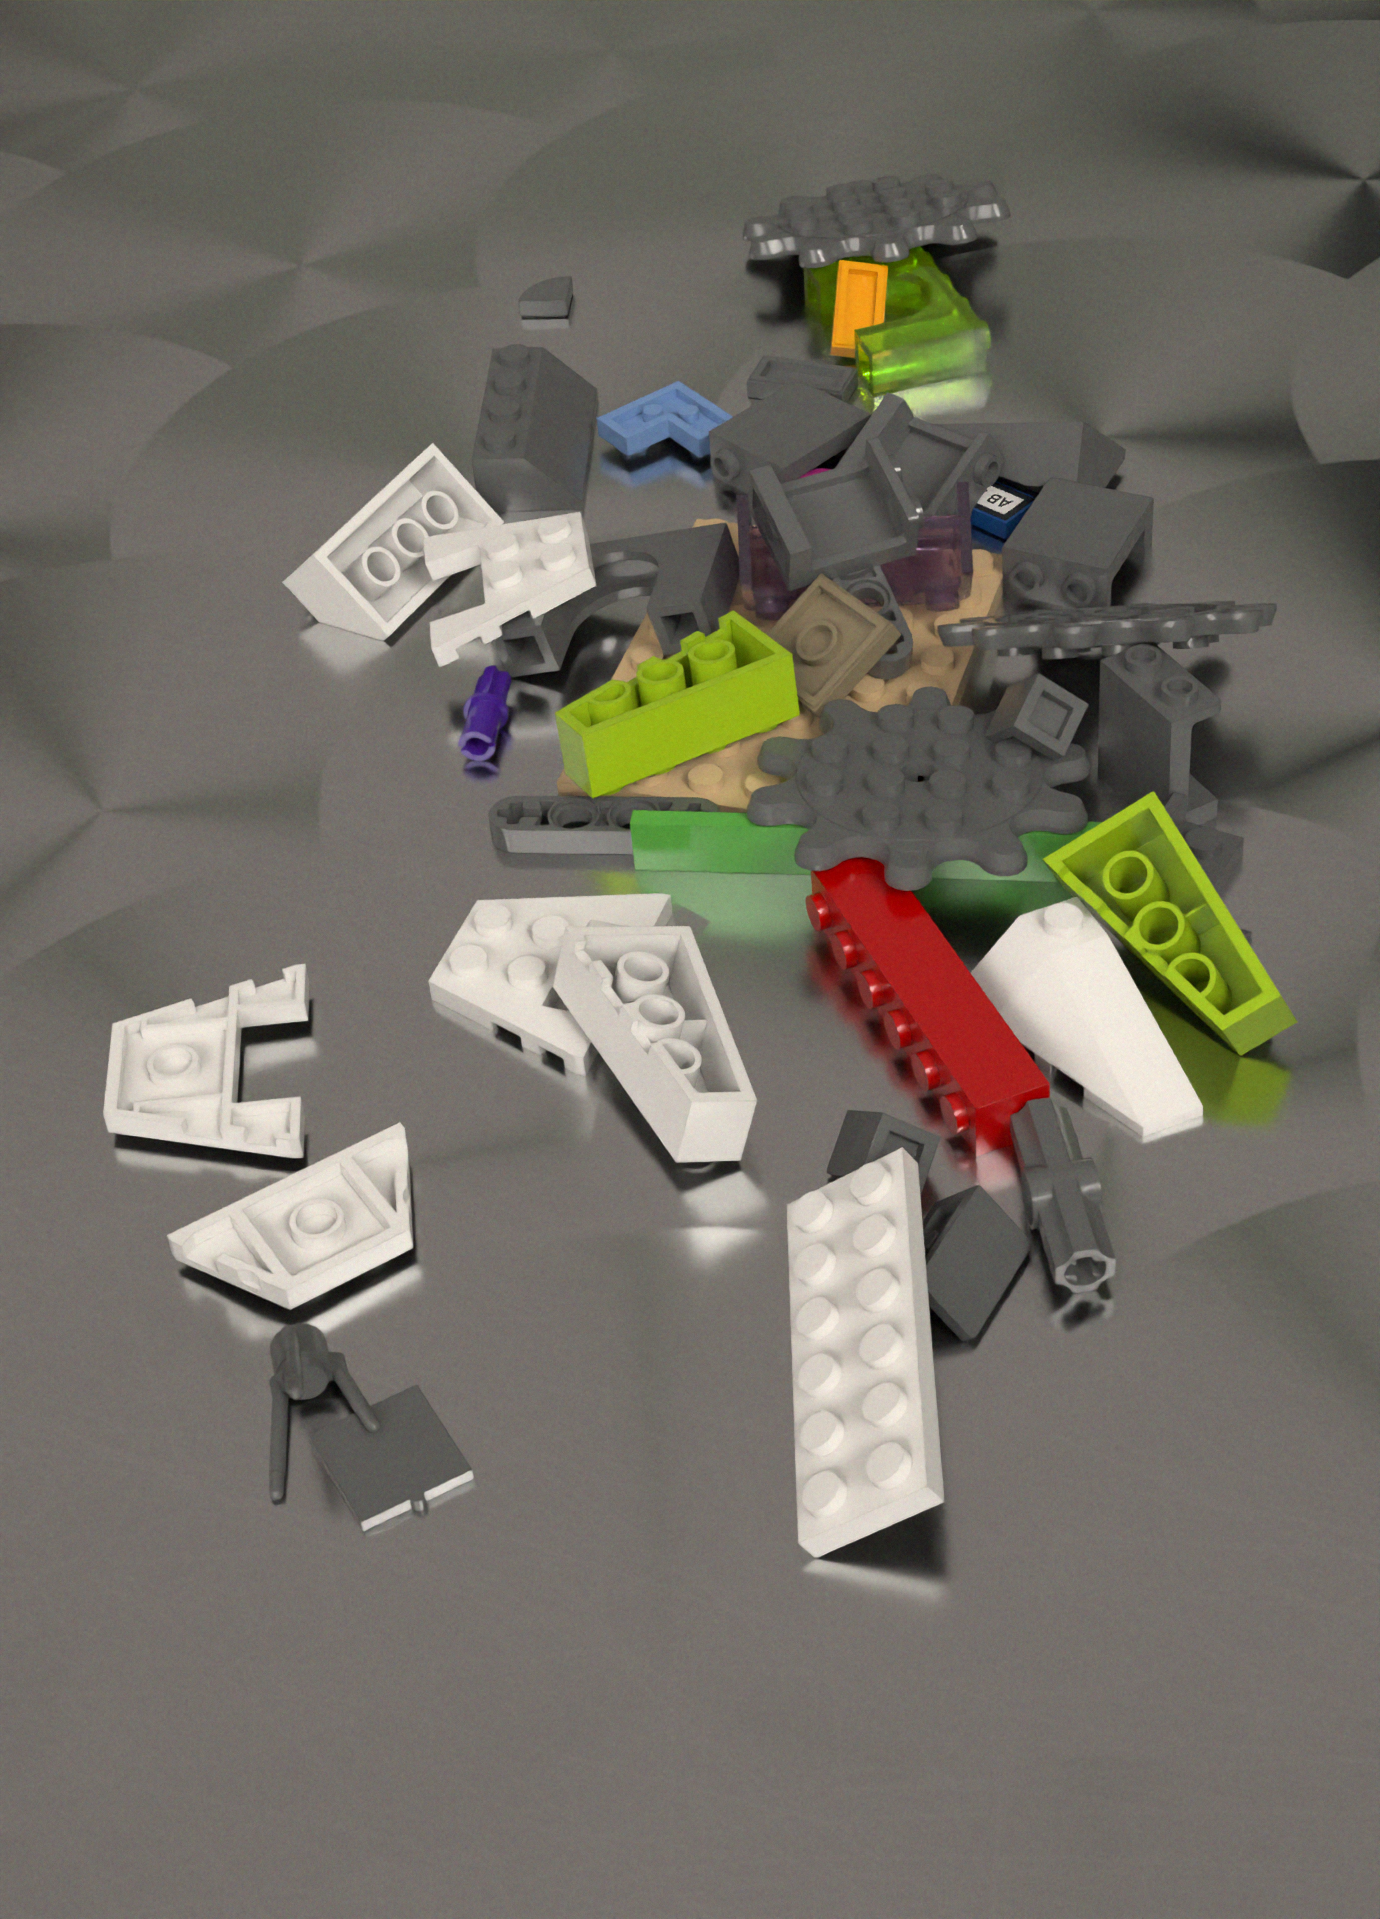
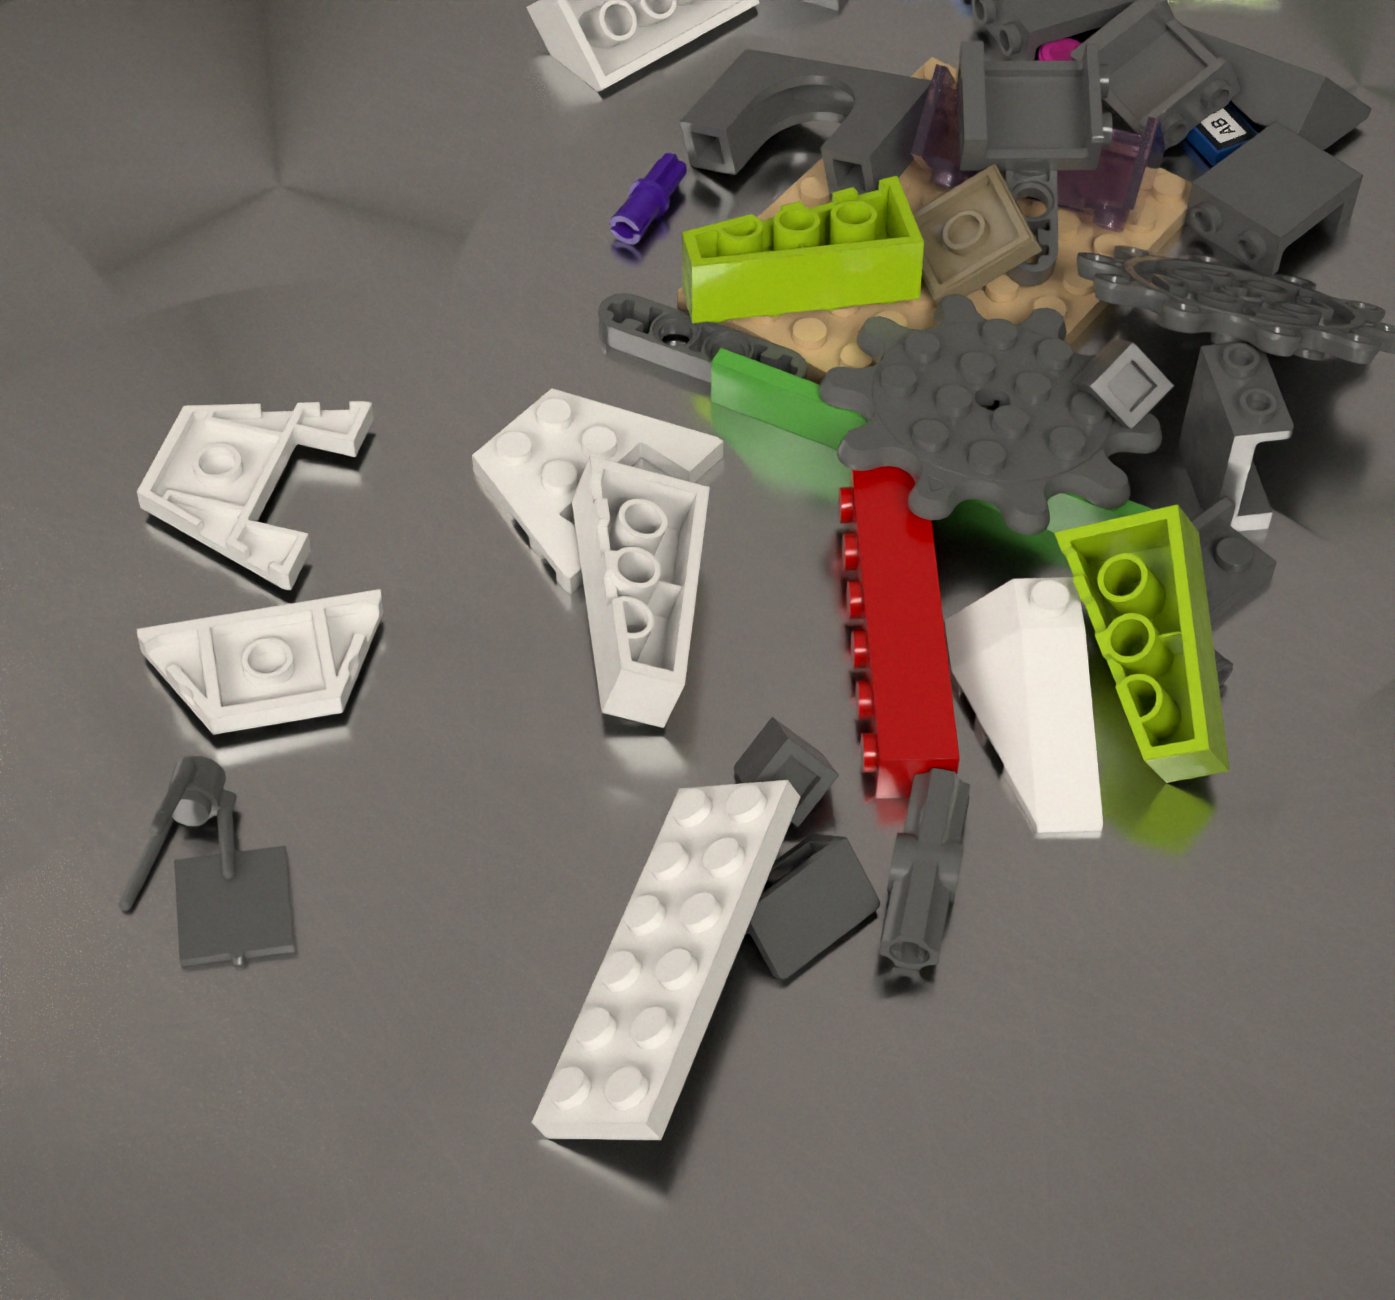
camera: 15 degrees right, 10 degrees up
(523, 570) = (742, 69): white wing -> none

